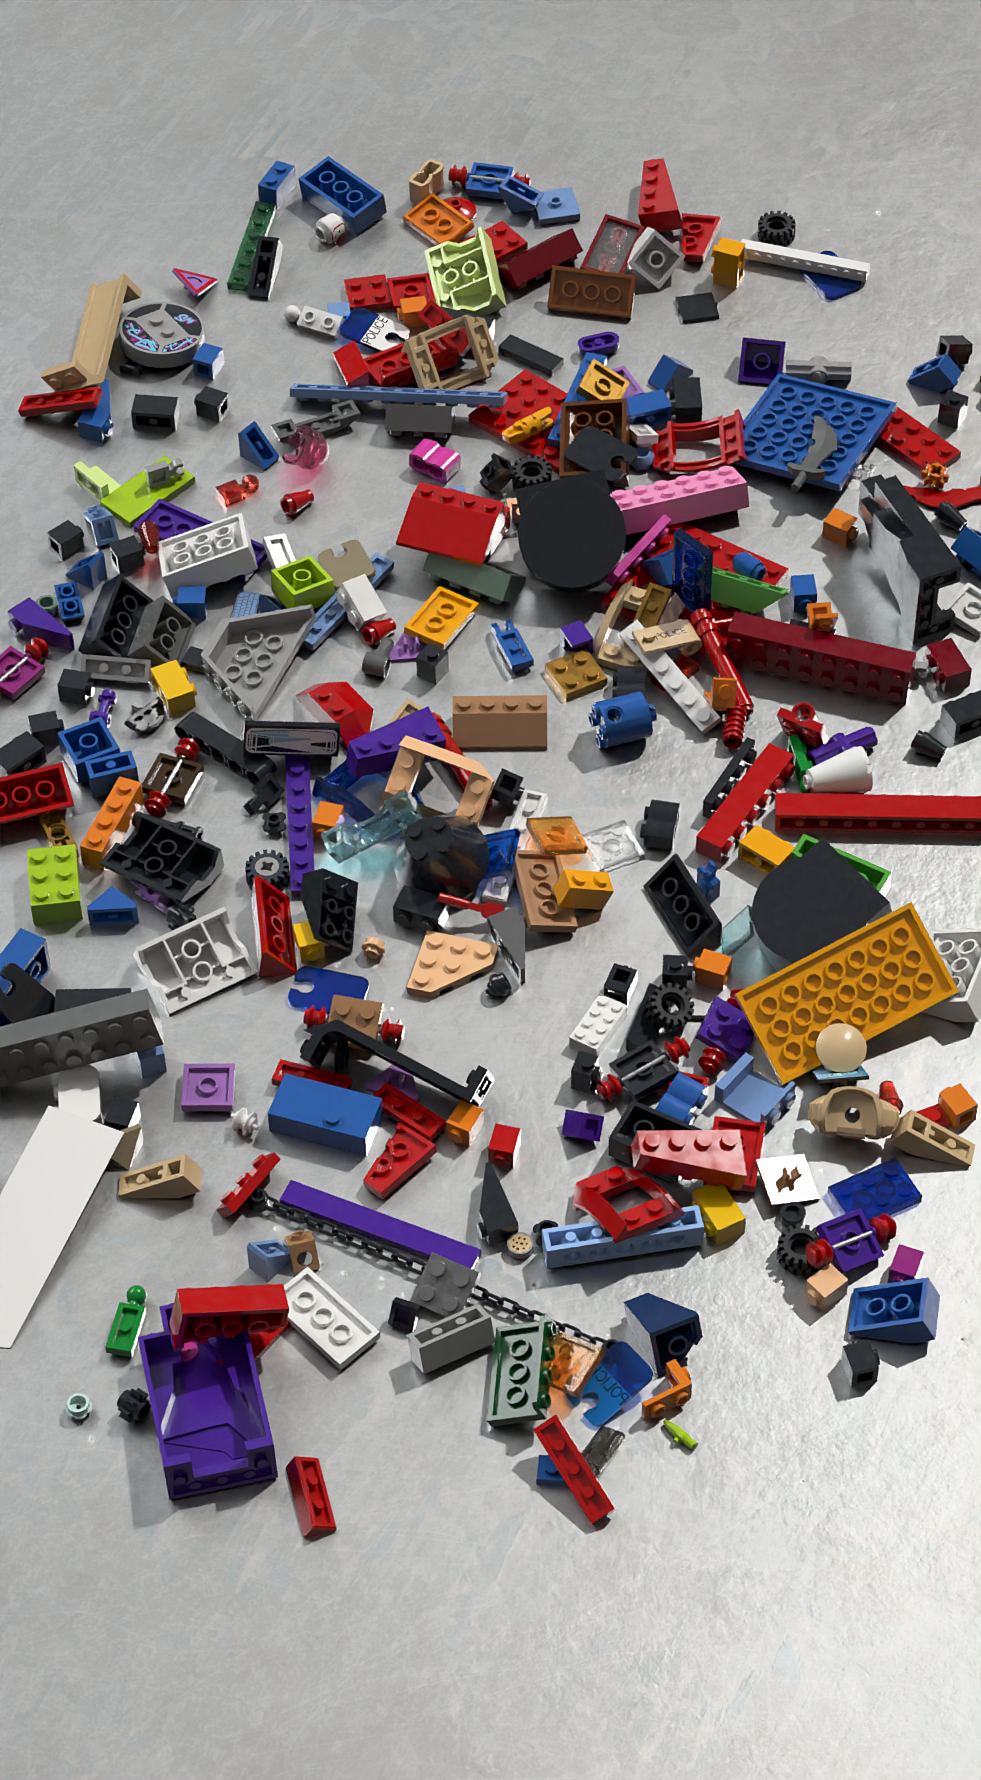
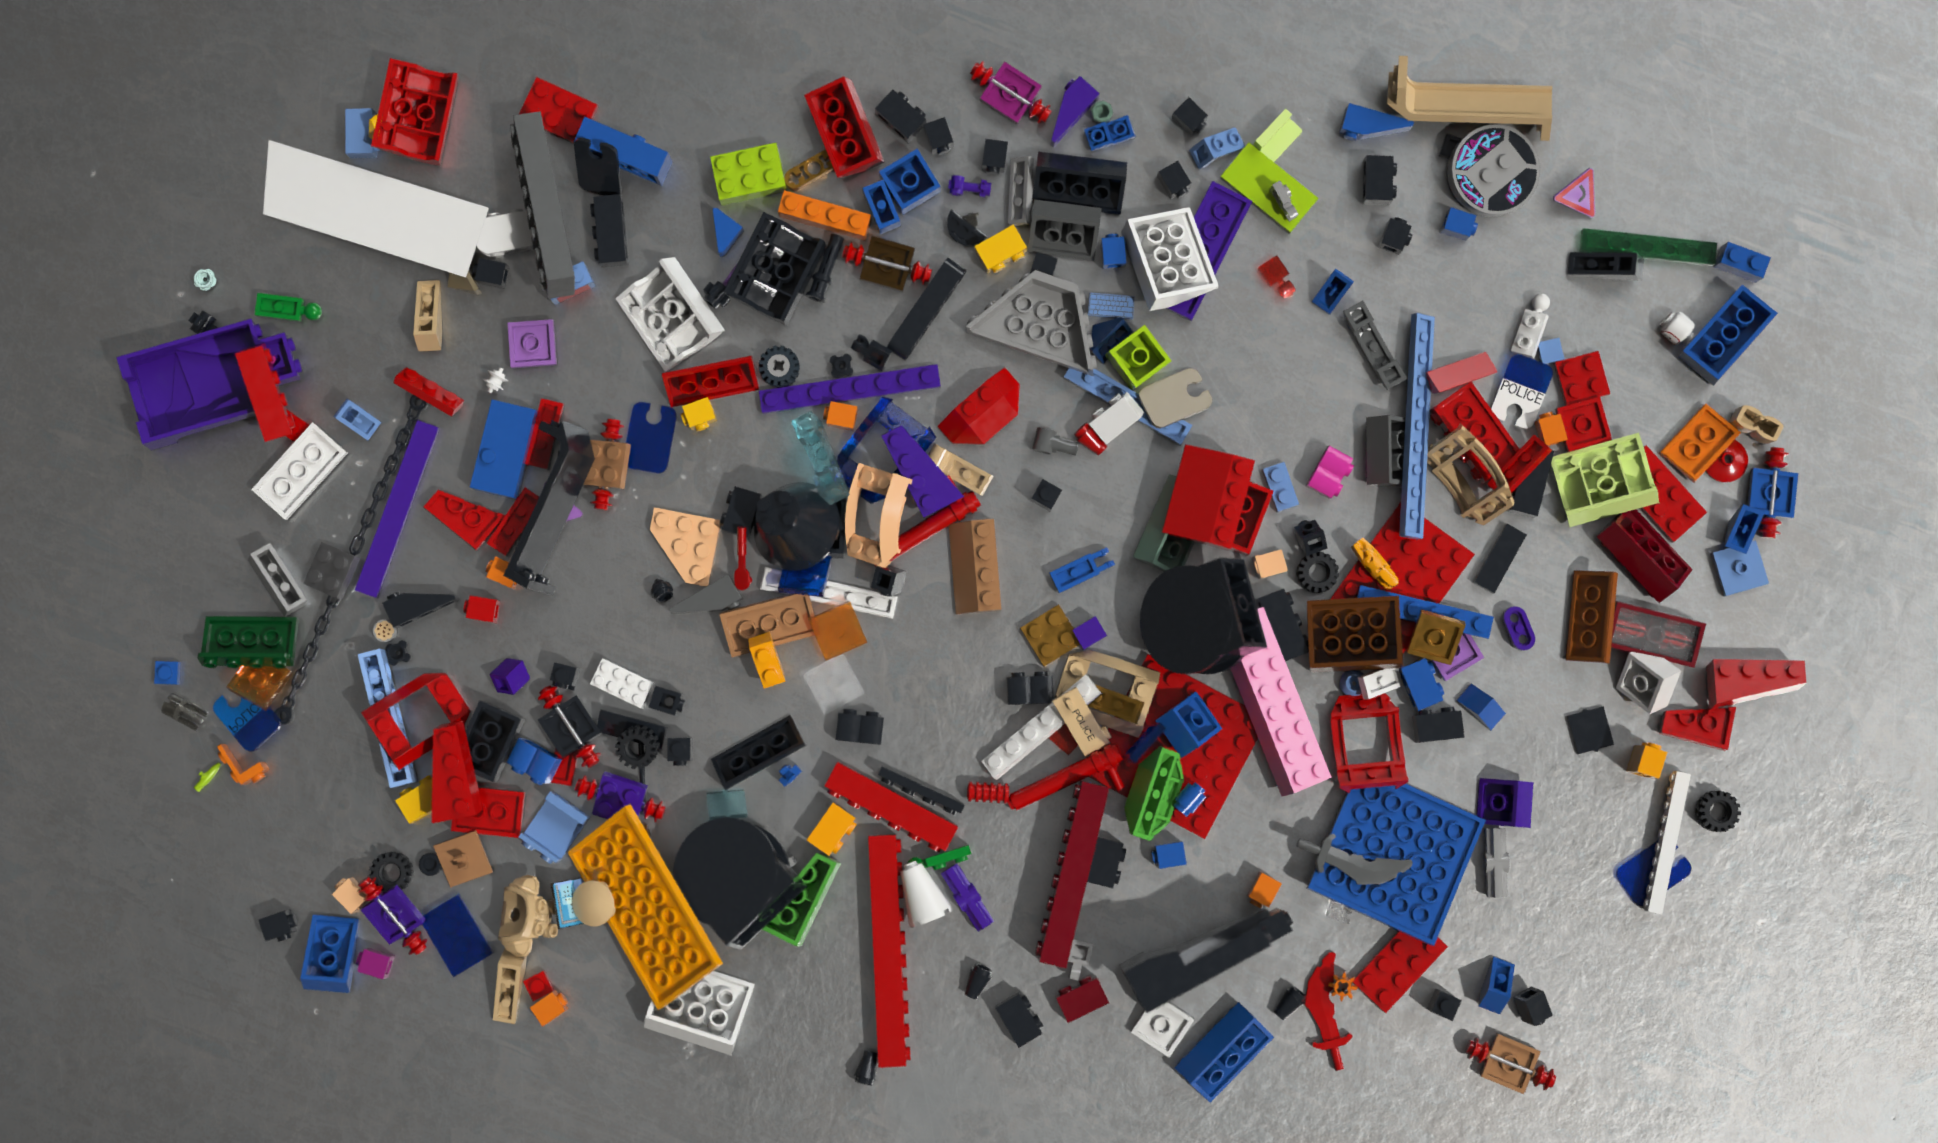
camera: 80 degrees right, 35 degrees up
(60, 401) = (1376, 81): red plate -> none
(89, 571) = (1150, 144): blue slope -> none
(149, 536) = (1189, 199): clear red cone -> none
(278, 550) = (1181, 332): white tile -> none
(290, 738) = (930, 368): slope -> none
(294, 502) = (1262, 339): red cone -> none
(302, 1242) = (369, 444): medium nougat bracket -> none
(310, 449) = (1326, 344): clear pink helmet -> none
(310, 1496) = (133, 479): red slope -> none
(330, 907) = (727, 428): black slope -> none
(373, 947) = (697, 473): light nougat plate -> none
(404, 1314) = (305, 537): black tile -> none
(406, 648) = (1077, 472): medium lavender piece -> none
(441, 618) = (1110, 498): light orange plate -> none
(574, 1469) = (156, 691): red plate -> none
(596, 450) = (1333, 635): black piece -> none
(622, 719) = (978, 684): blue cylinder -> none
(634, 557) = (1211, 693): dark pink plate -> none
(662, 1329) = (296, 754): dark blue slope -> none
(712, 969) = (689, 783): orange brick -> none
(722, 693) = (1014, 777): orange bracket -> none
(804, 722) = (982, 860): red plate -> none
(821, 616) = (1110, 874): orange bracket -> none
(889, 1094) = (554, 947): clear red cone -> none

